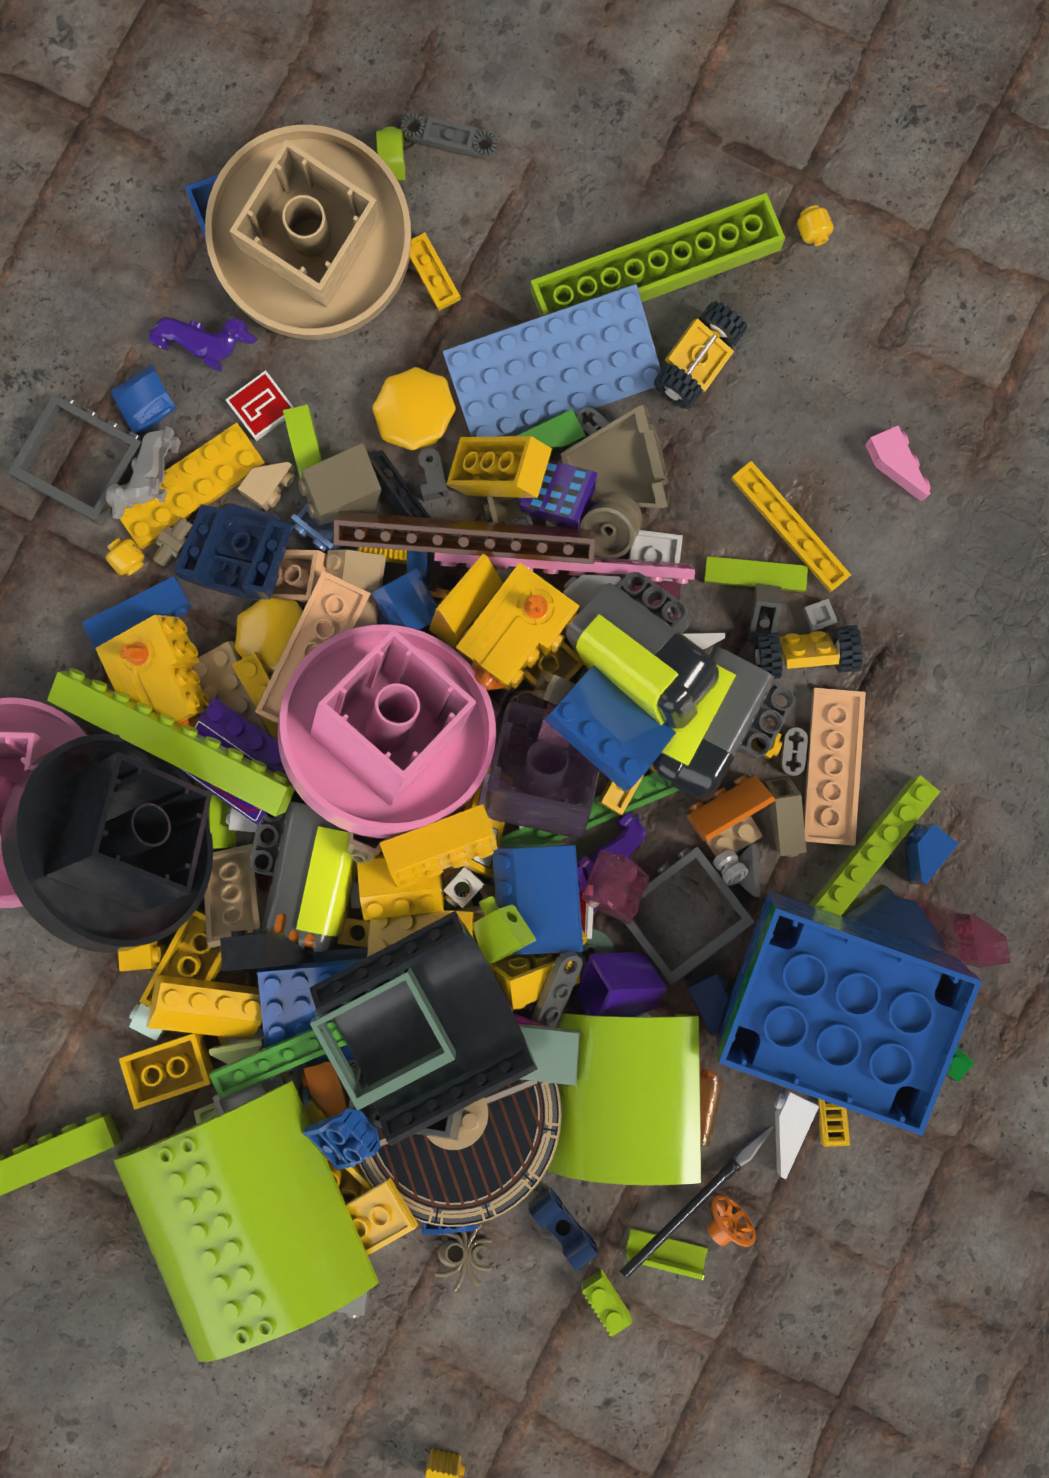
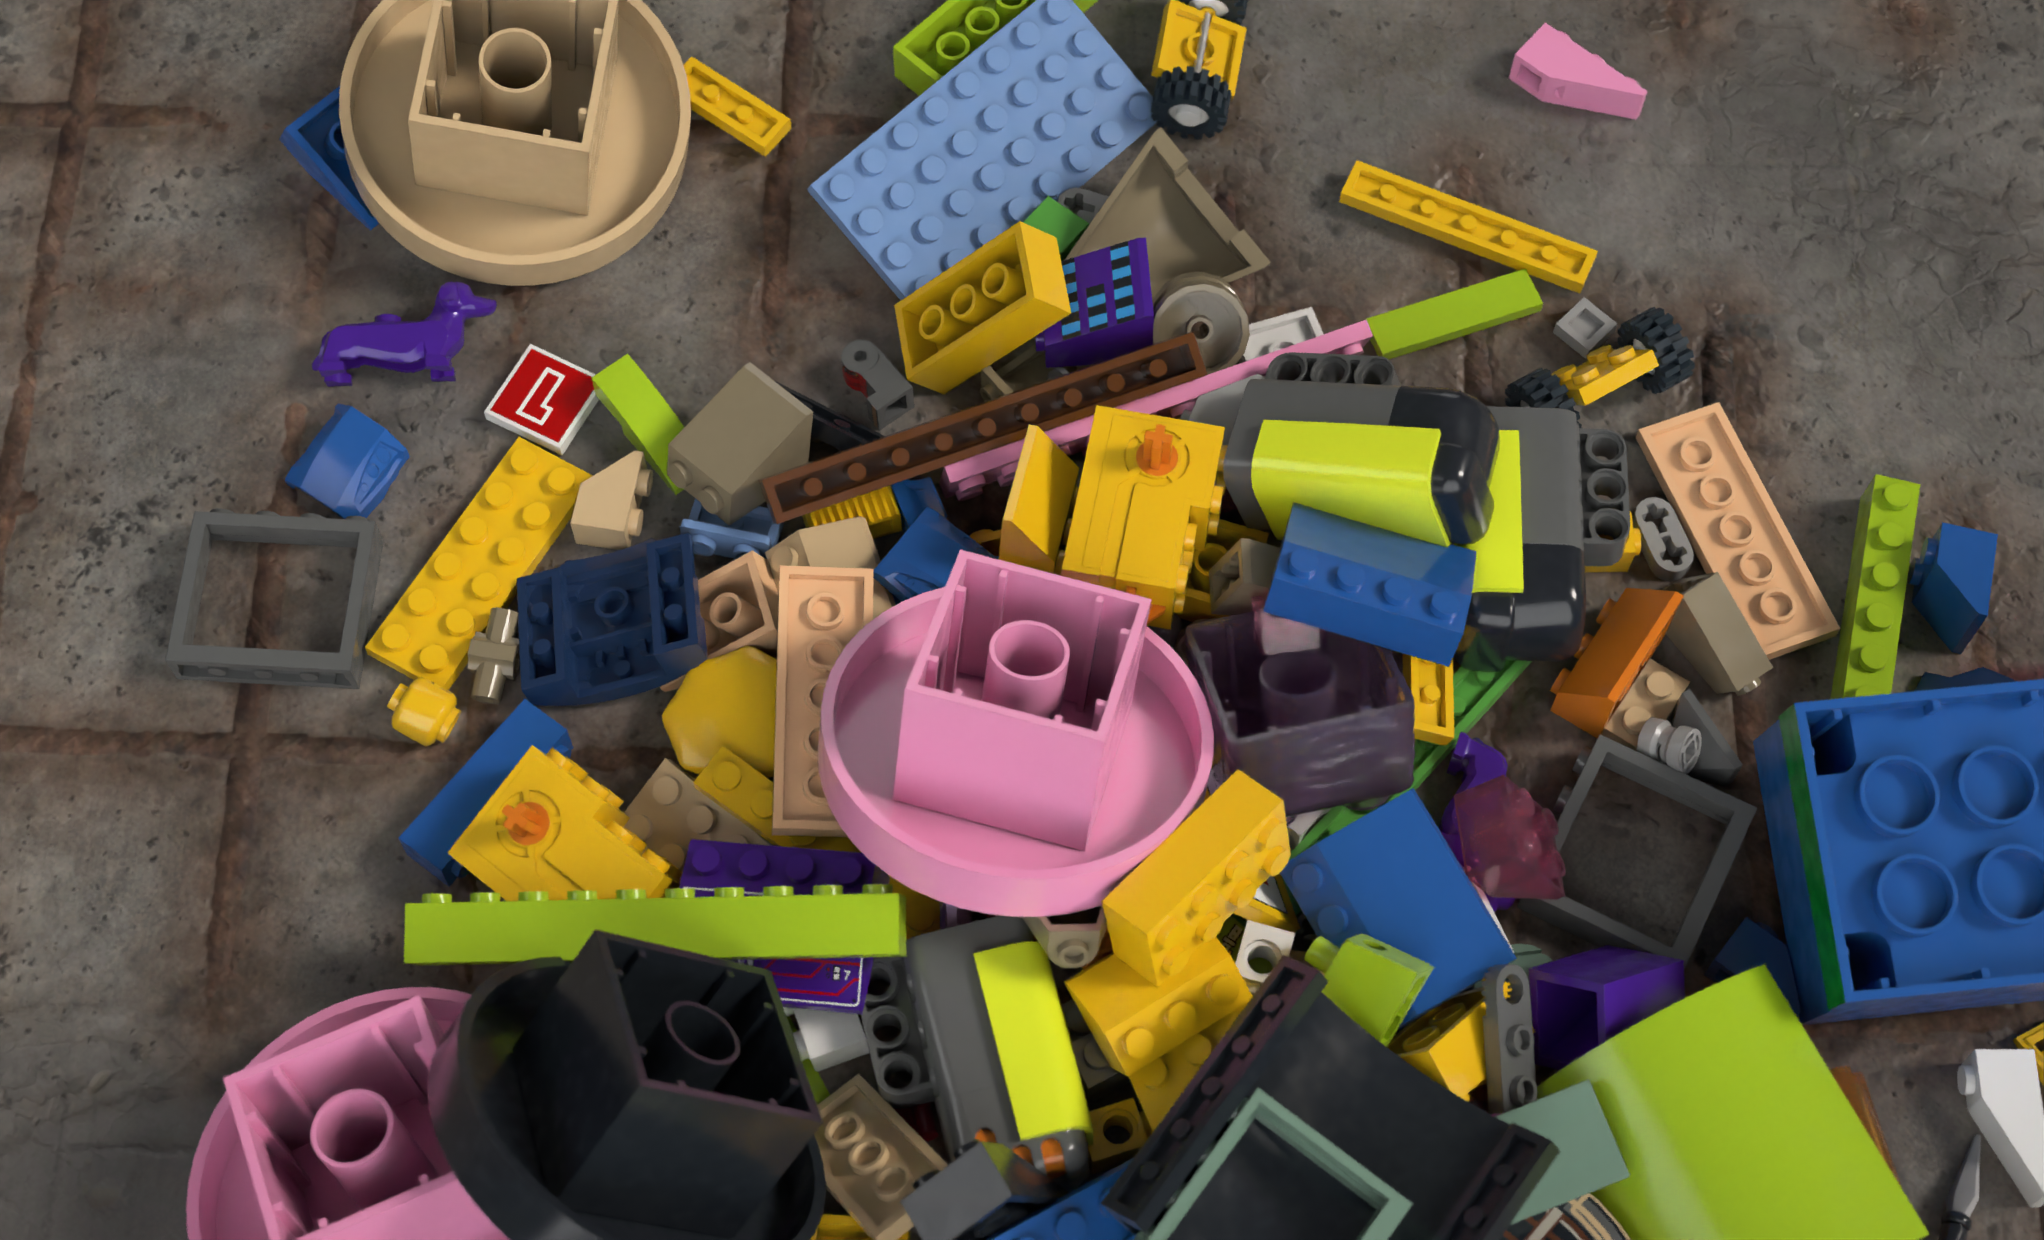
camera: 30 degrees left, 20 degrees down
(147, 474) = (408, 562): light grey animal -> none
(413, 409) = (800, 296): yellow piece -> none
(764, 610) = (1497, 352): dark grey slope -> none

